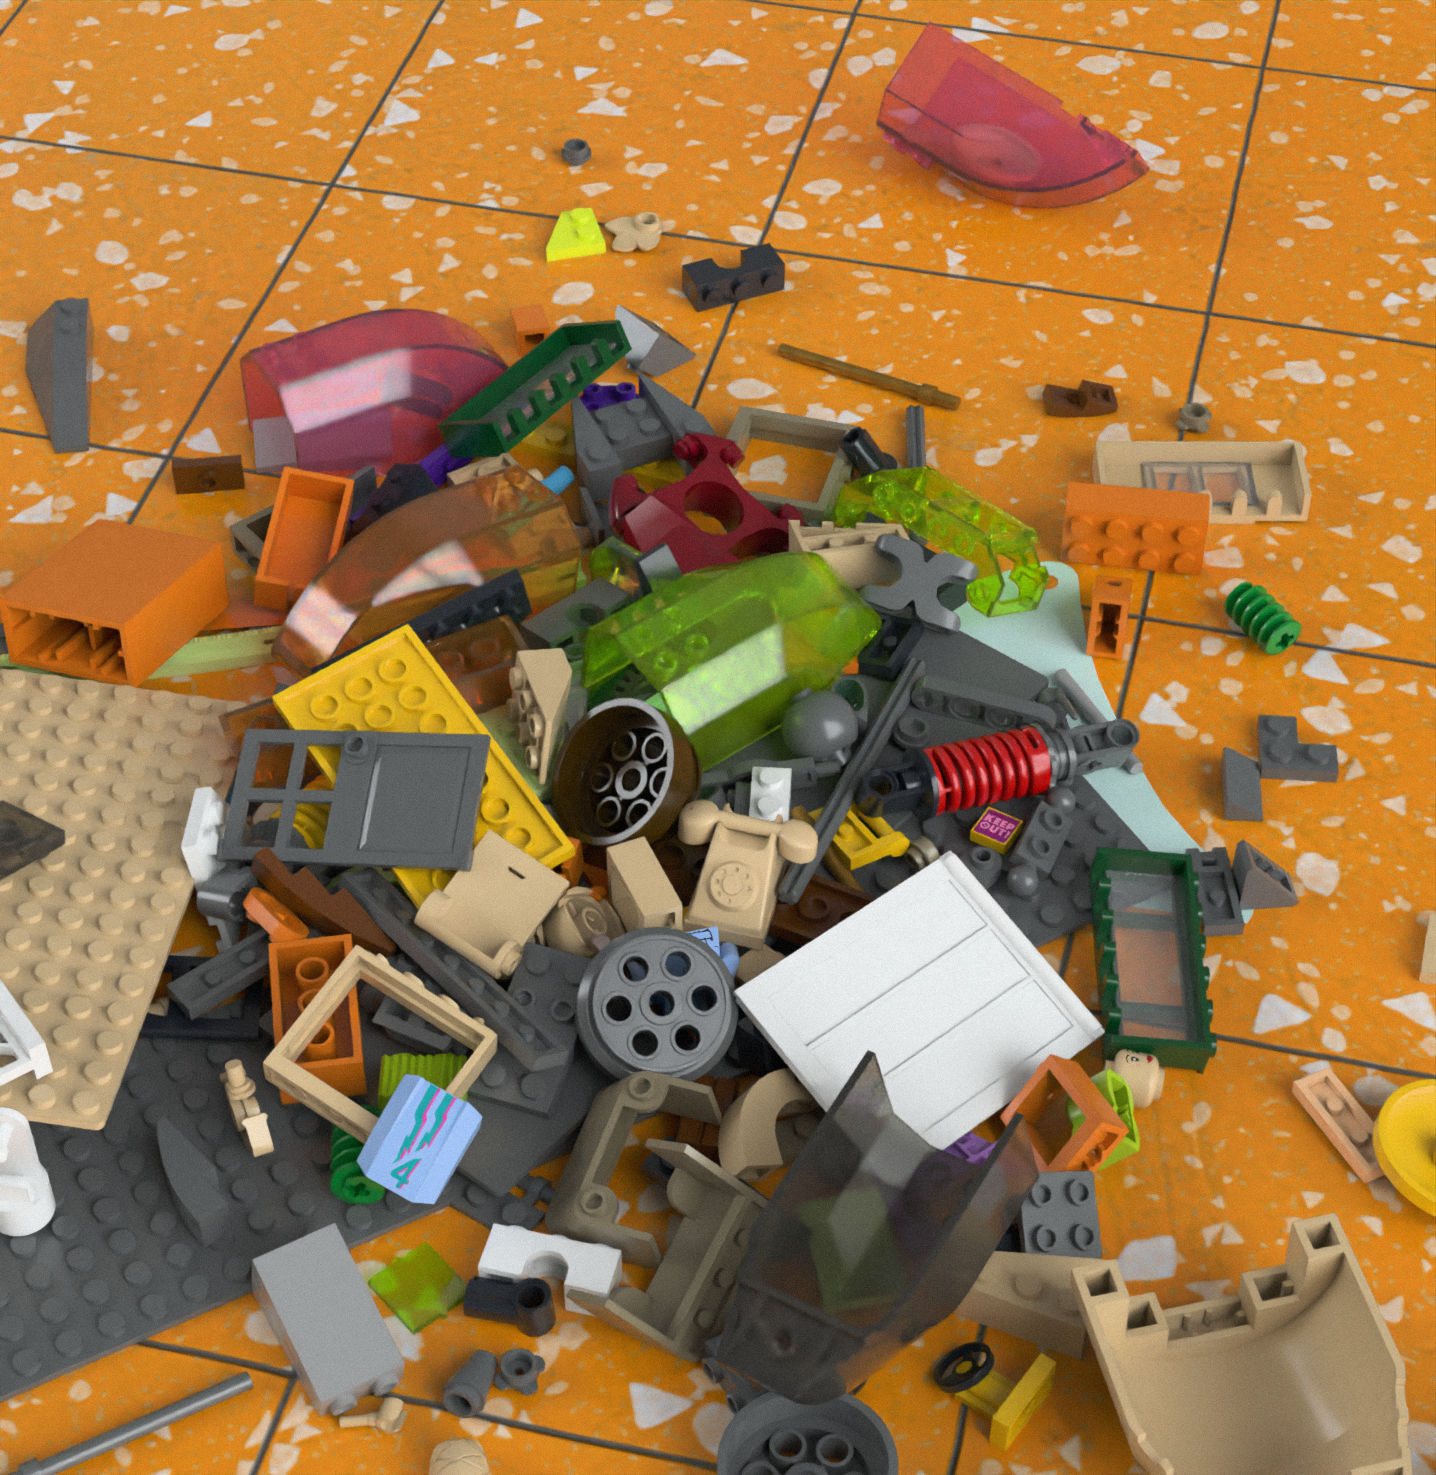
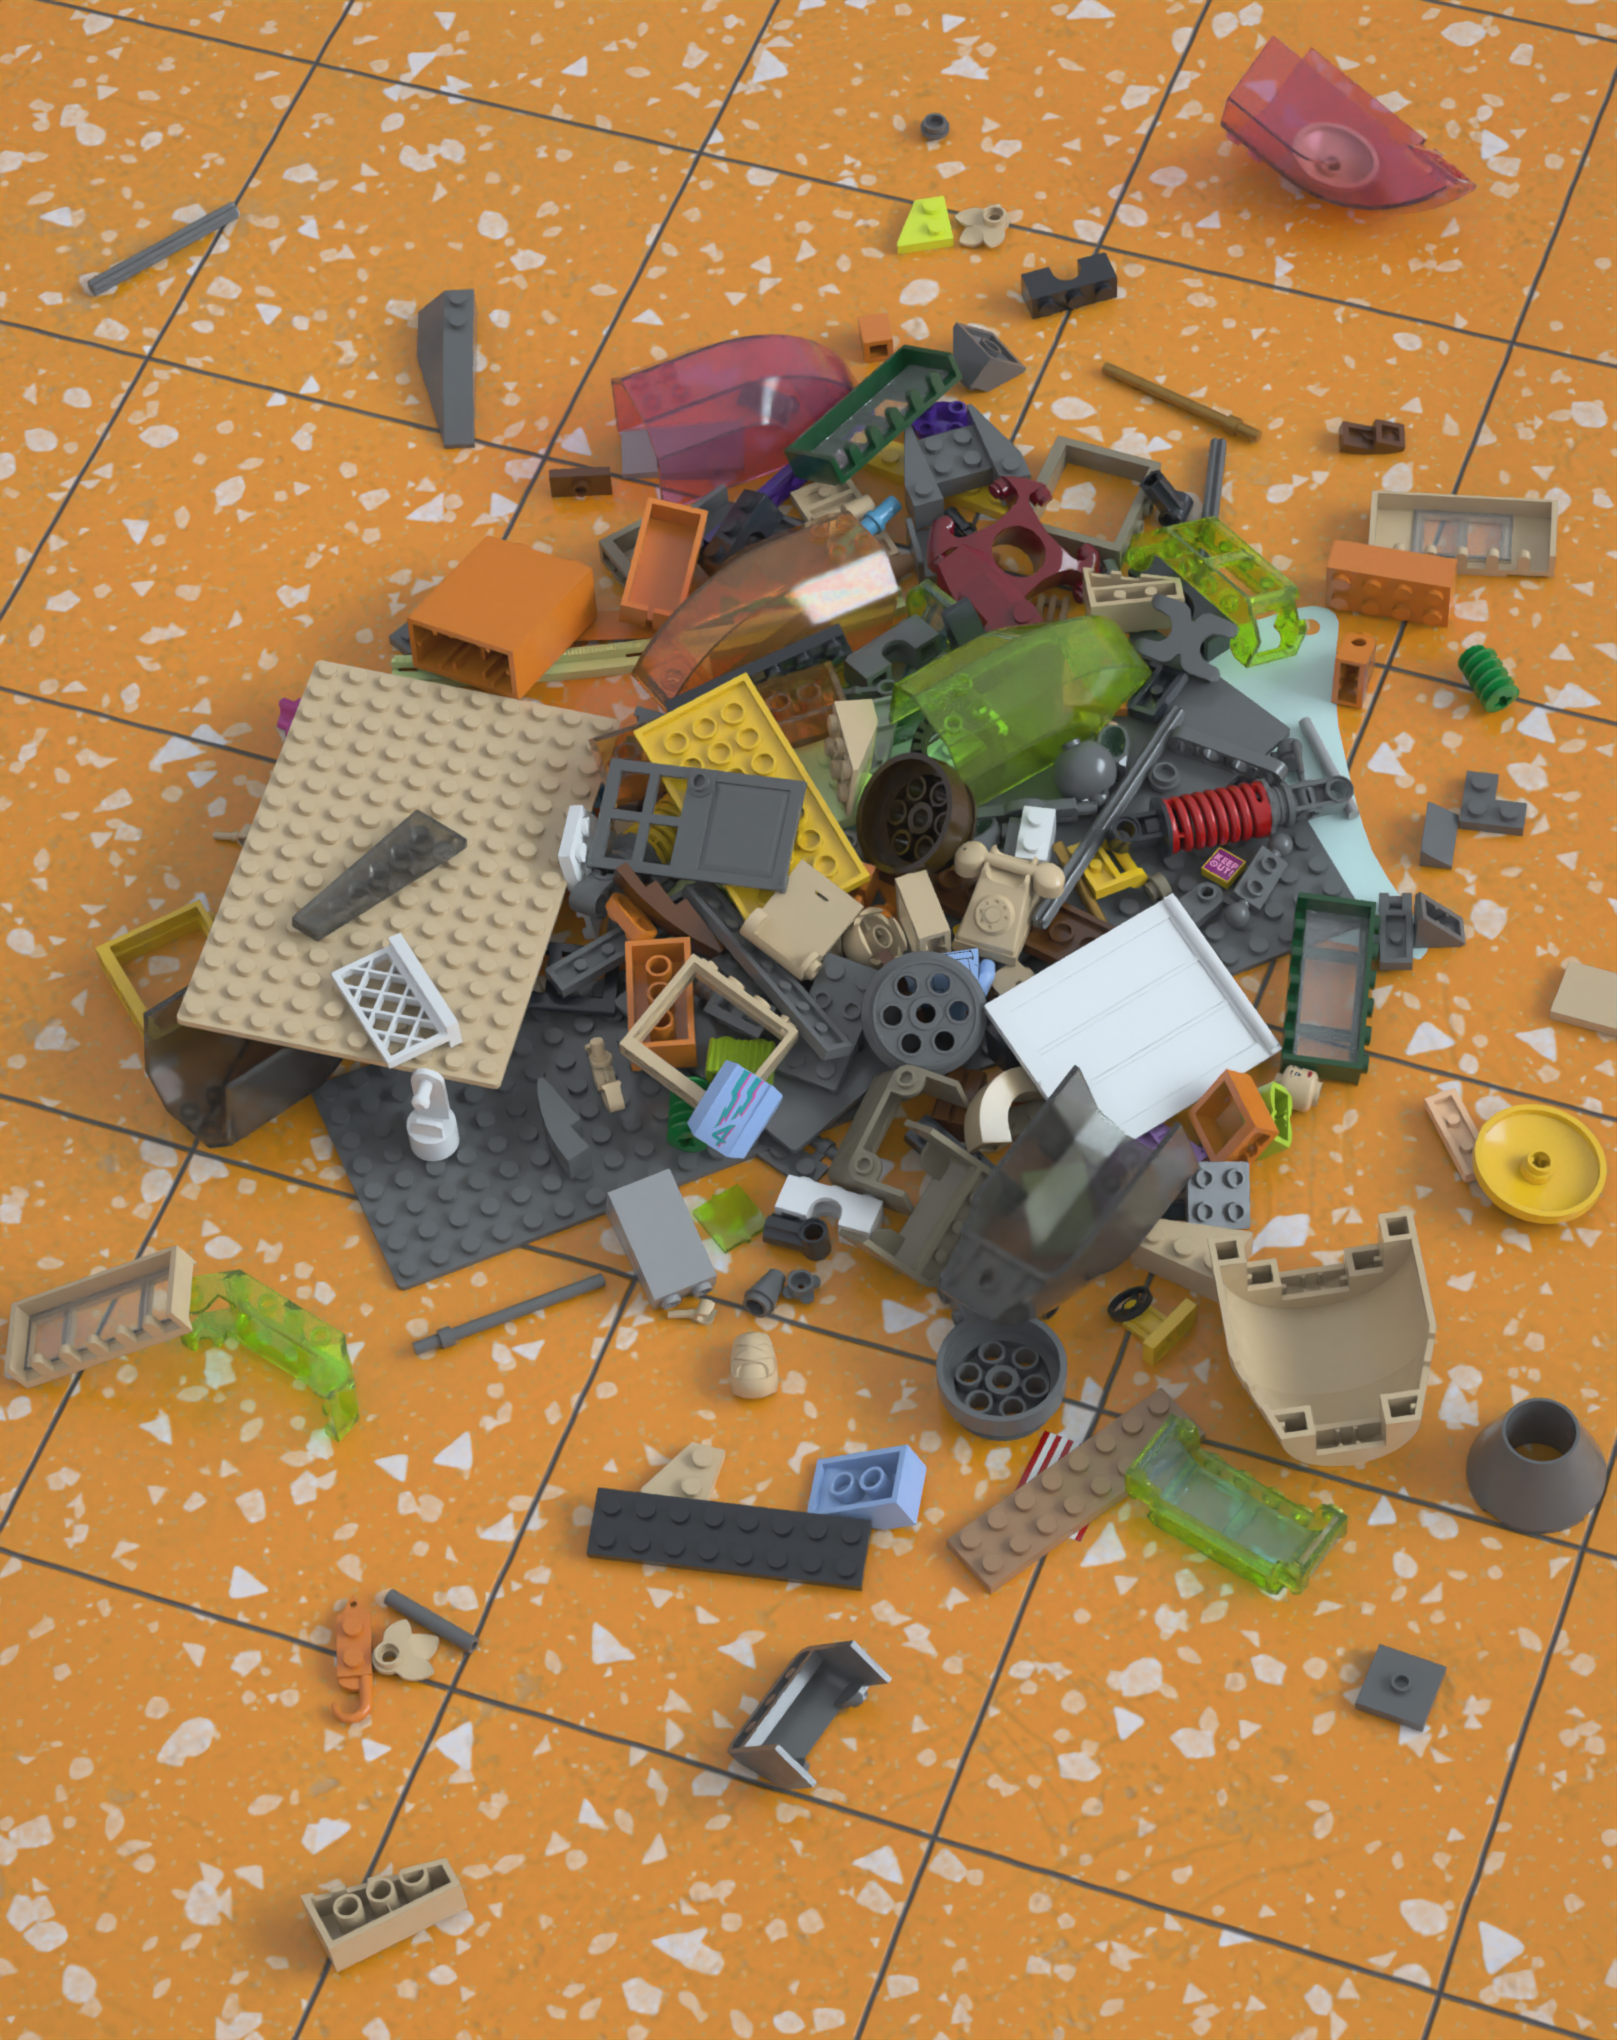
camera: 10 degrees right, 10 degrees up
(1194, 418) = (1473, 463): dark tan plate -> none

